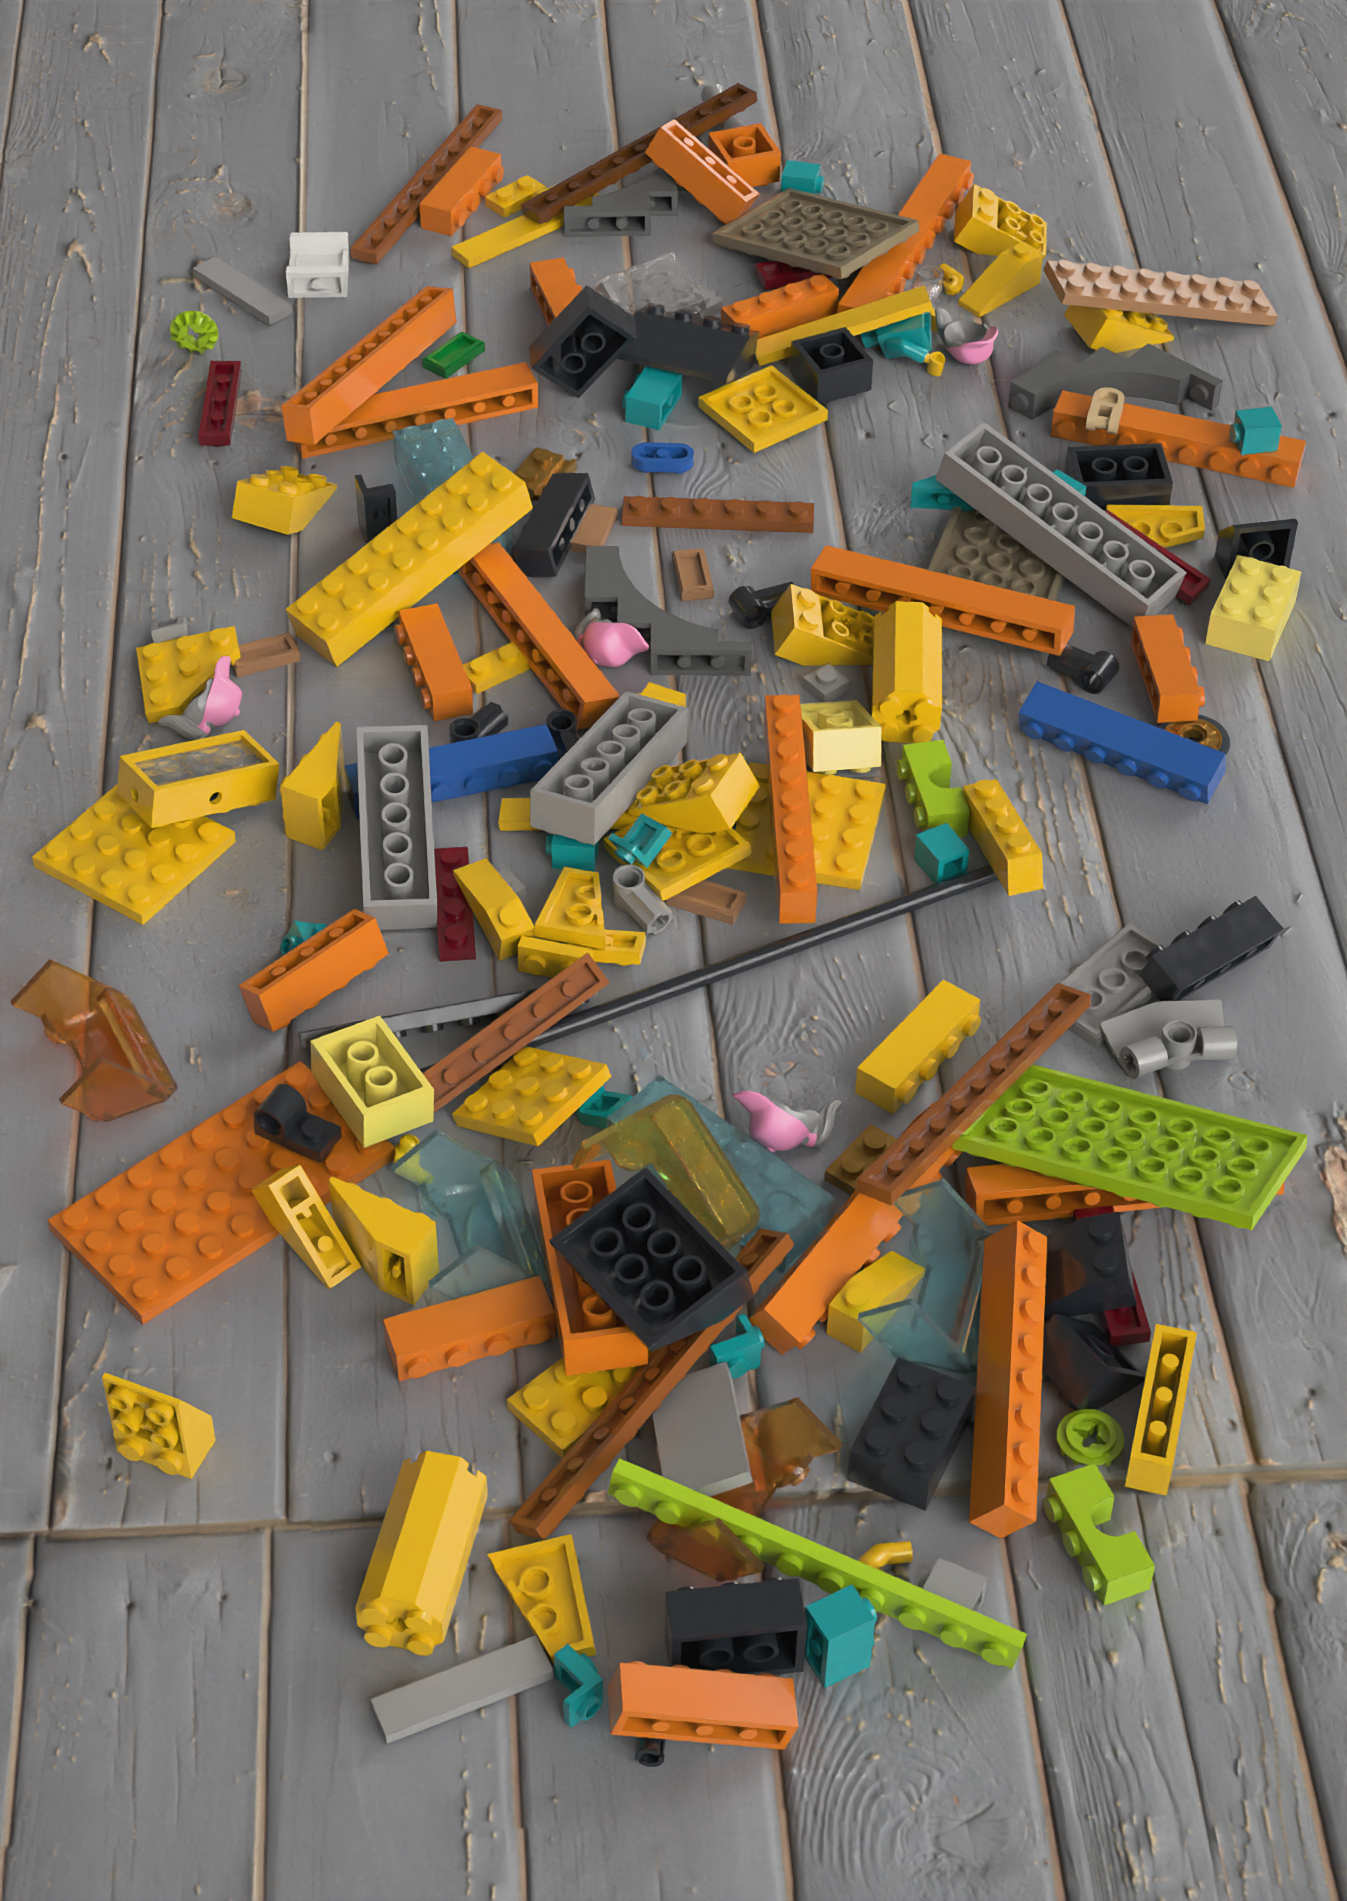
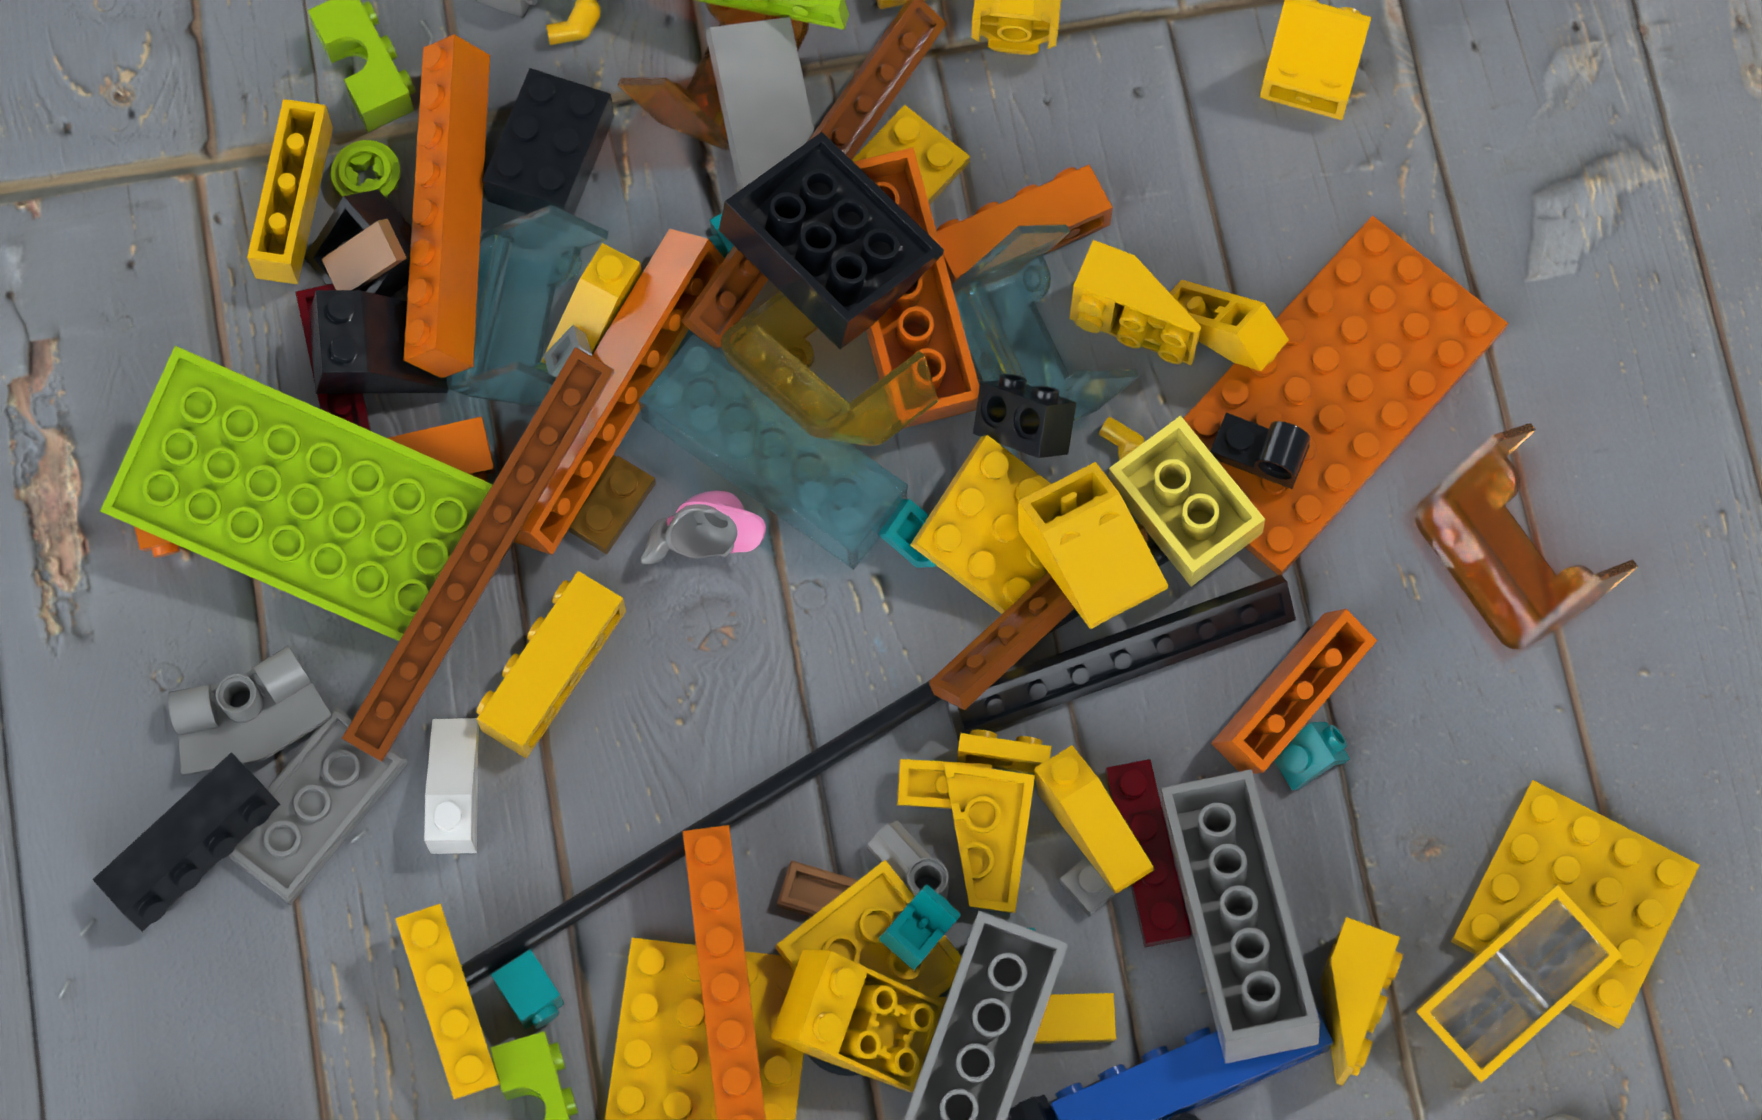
camera: 175 degrees right, 25 degrees up
(461, 1047) = (1090, 545): none -> yellow slope
(498, 1145) = (1024, 416): none -> black brick
(898, 1245) = (561, 350): none -> light grey plate
(1000, 976) = (452, 787): none -> white slope
(1086, 1325) = (364, 257): none -> medium nougat tile

